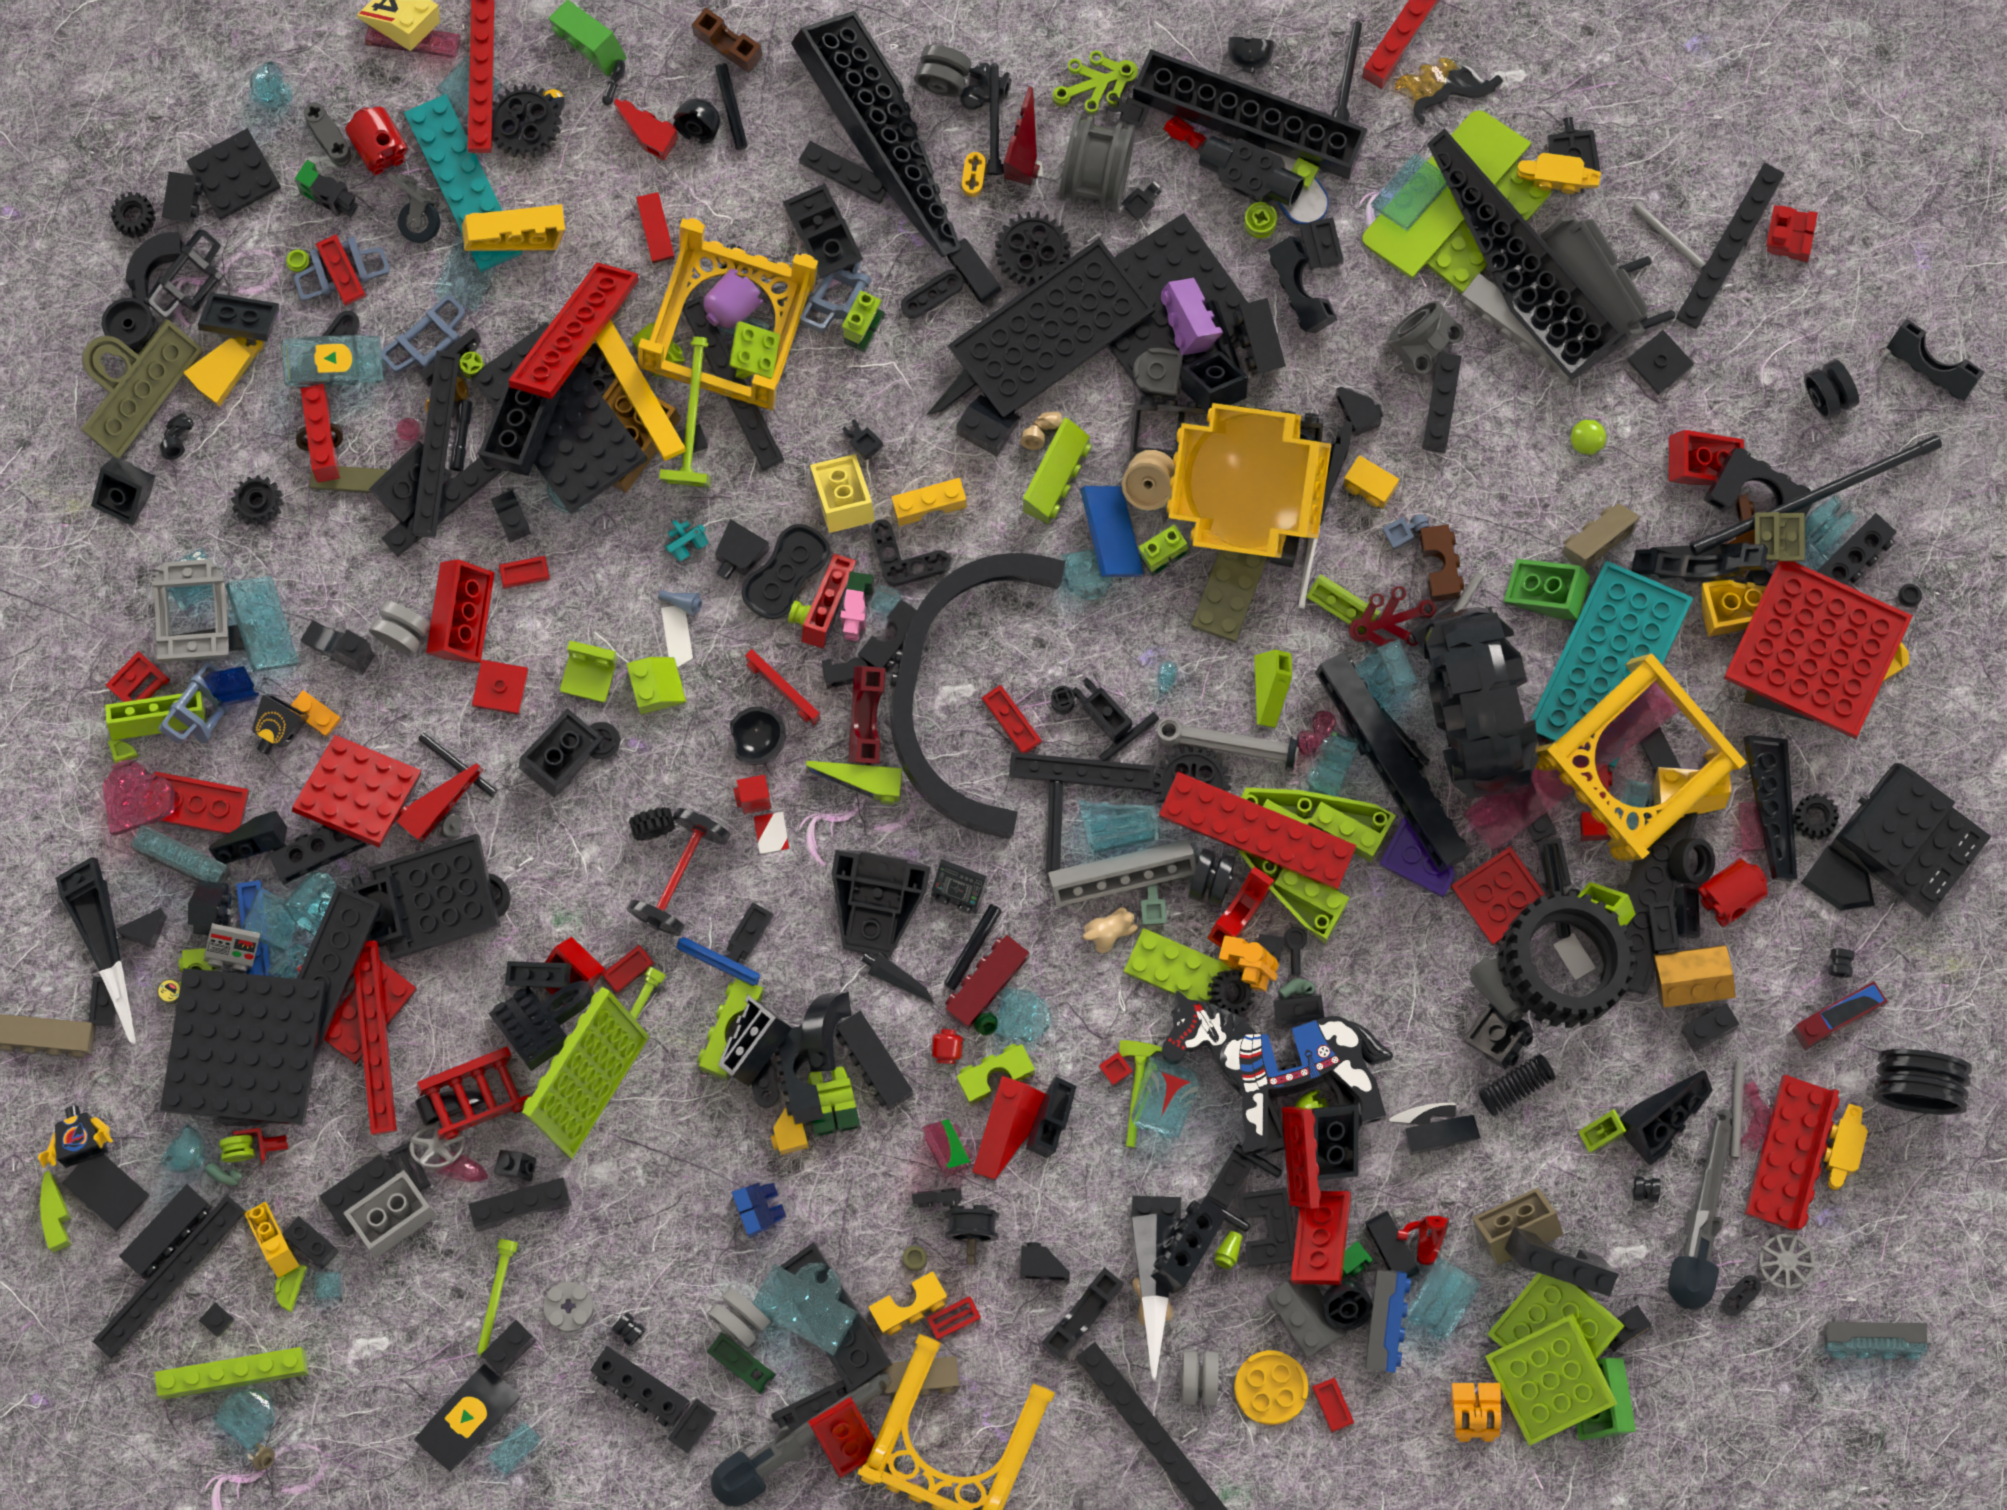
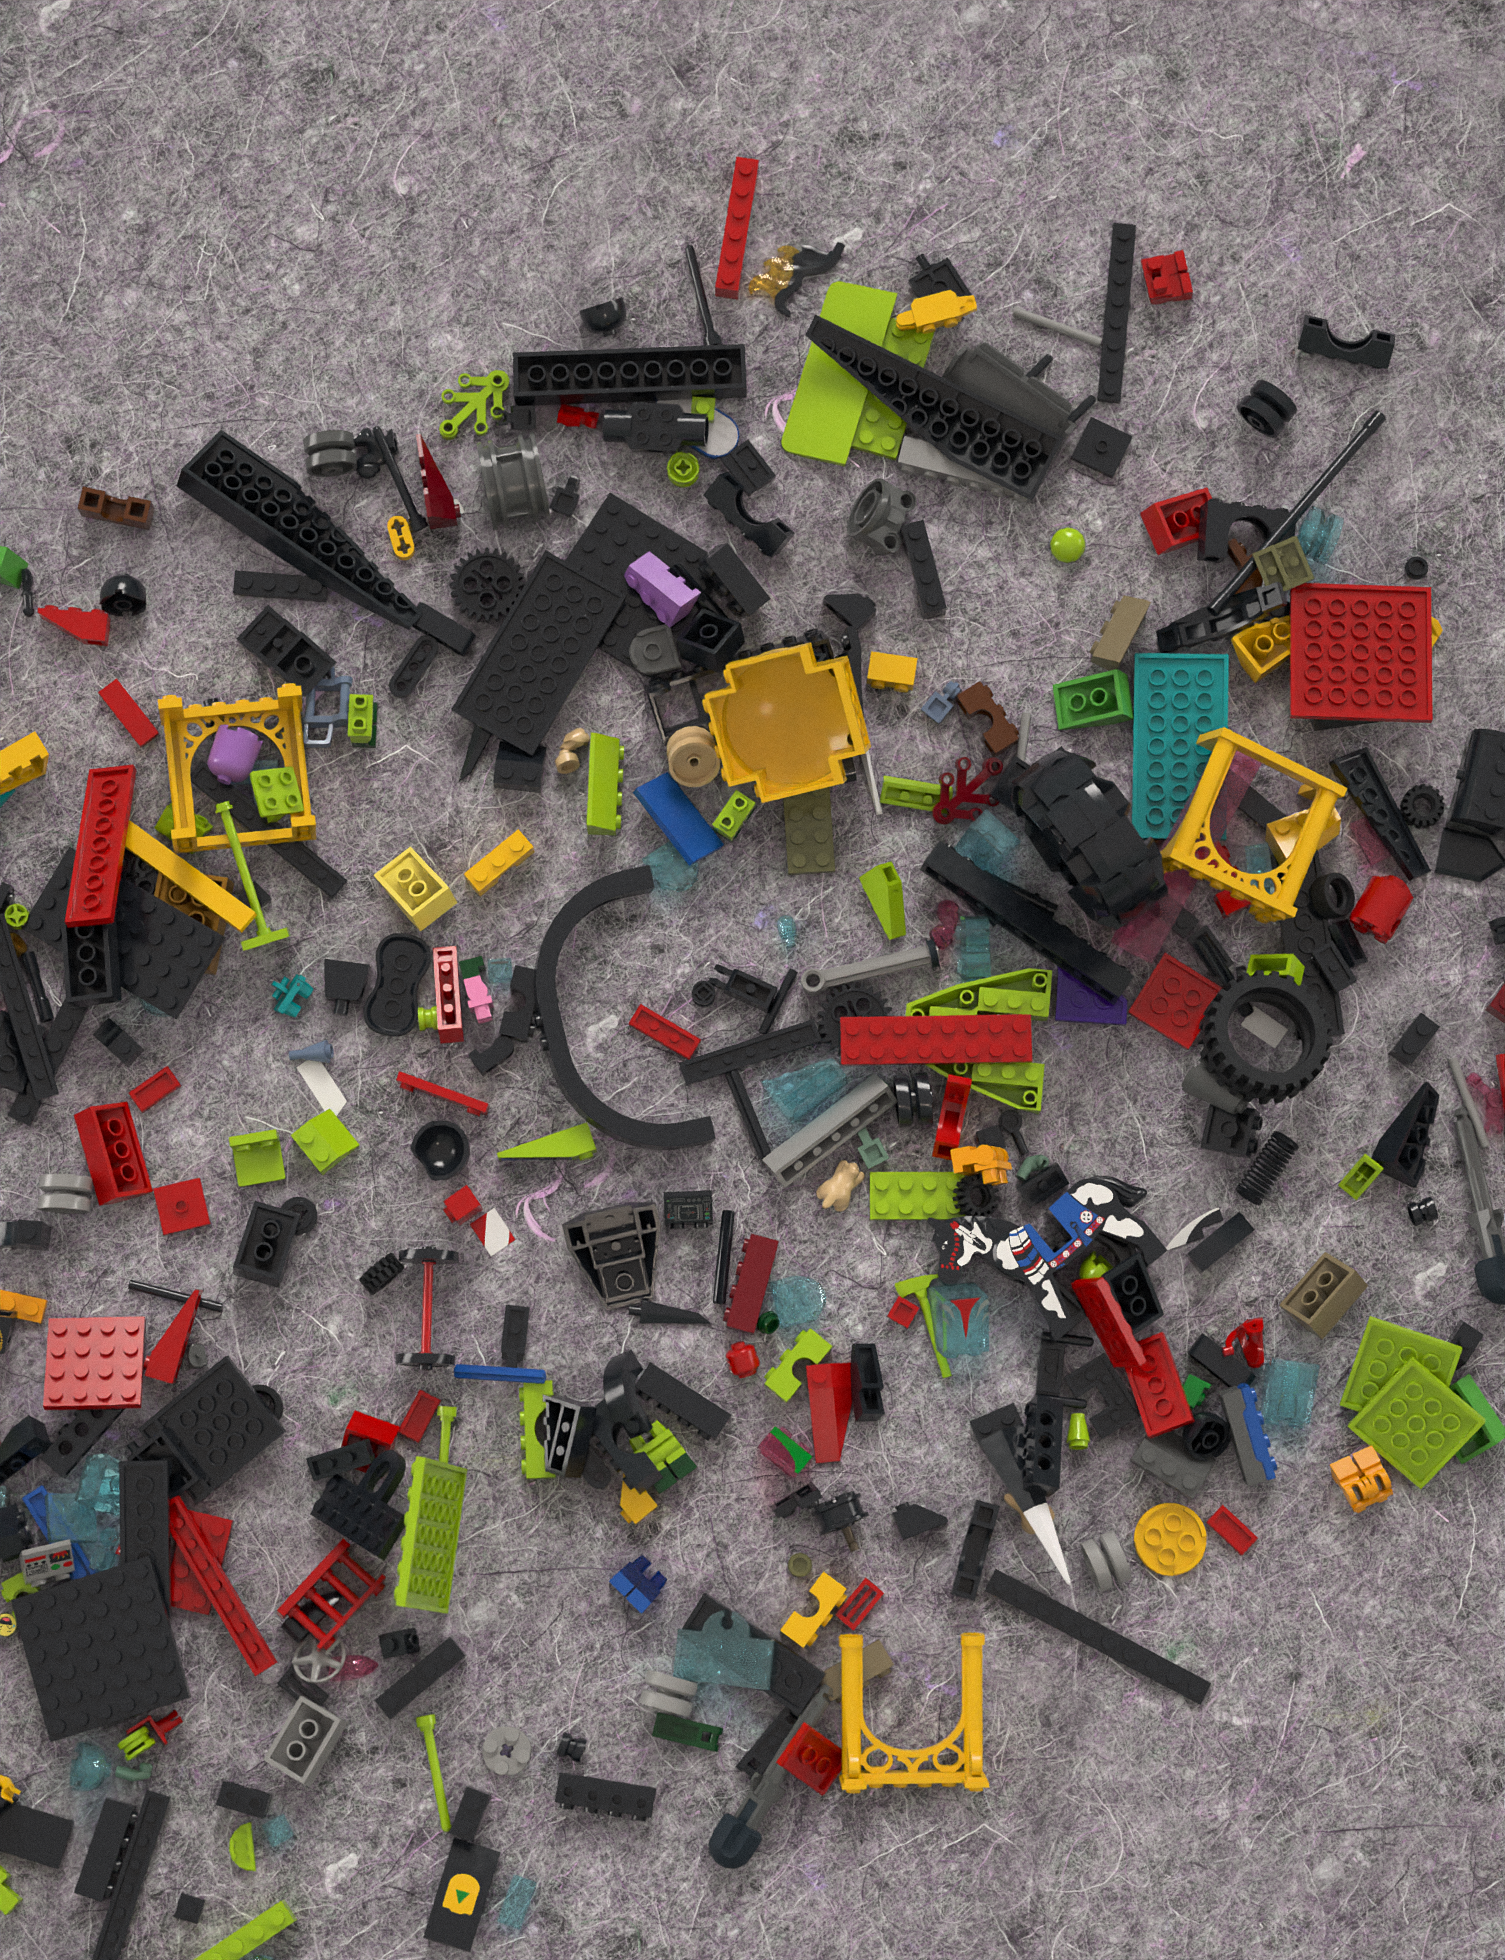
camera: 30 degrees left, 5 degrees up
(271, 1240) = (206, 1812): yellow slope -> none
(354, 1189) = (263, 1731): black plate -> none
(692, 1426) = (669, 1809): black plate -> none
(731, 106) = (147, 568): black axle -> none
(864, 441) = (414, 832): black plate -> none
(864, 738) = (539, 1109): dark red arch -> none
(895, 563) = (493, 931): black beam -> none
(1410, 192) = (807, 385): clear light blue tile -> none
(1584, 1270) = (1403, 1313): black arch -> none
(1694, 976) = (1380, 1000): pearl gold slope -> none
(1875, 529) = (1363, 521): black brick -> none

